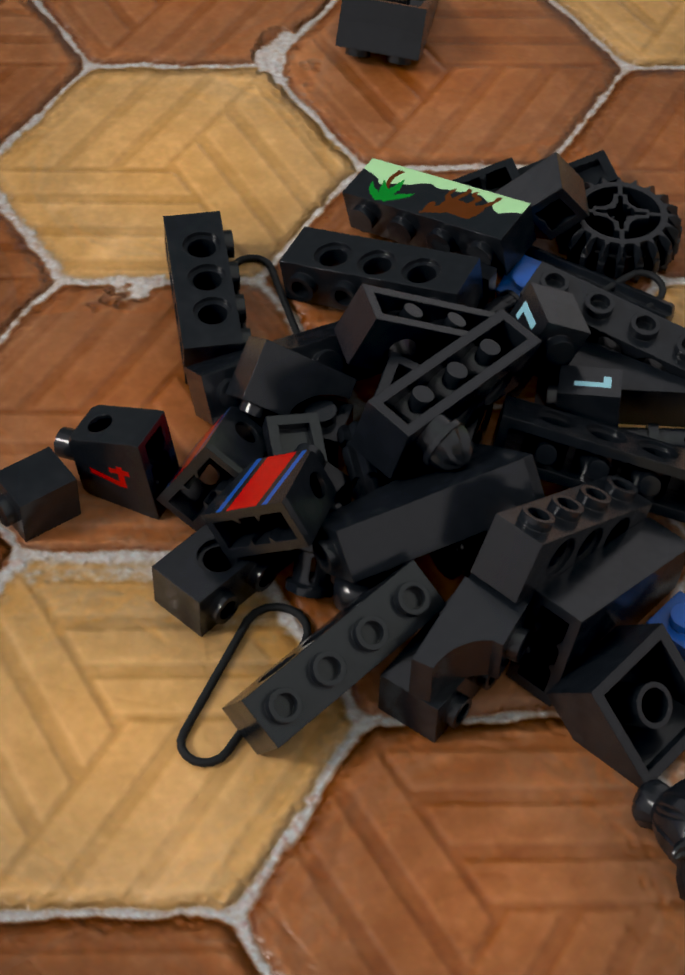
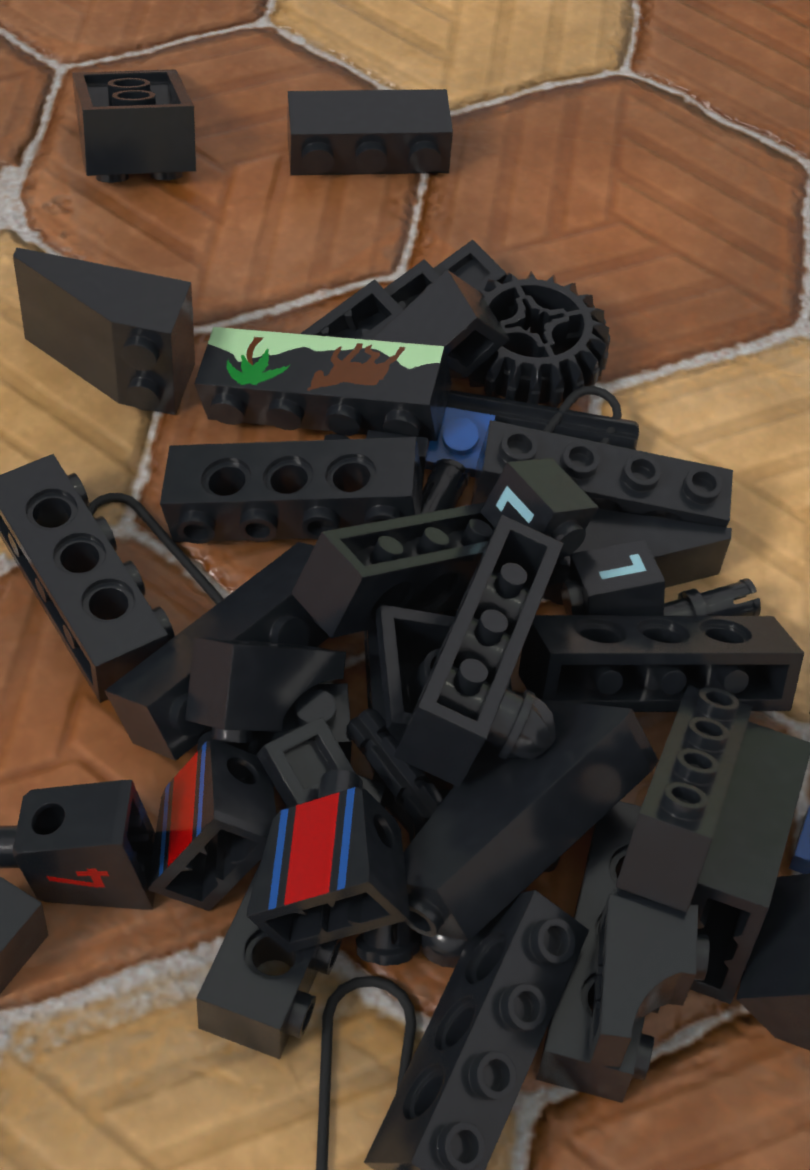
camera: 25 degrees left, 5 degrees up
(301, 142) = (110, 326): none -> black slope
(562, 63) = (369, 132): none -> black brick

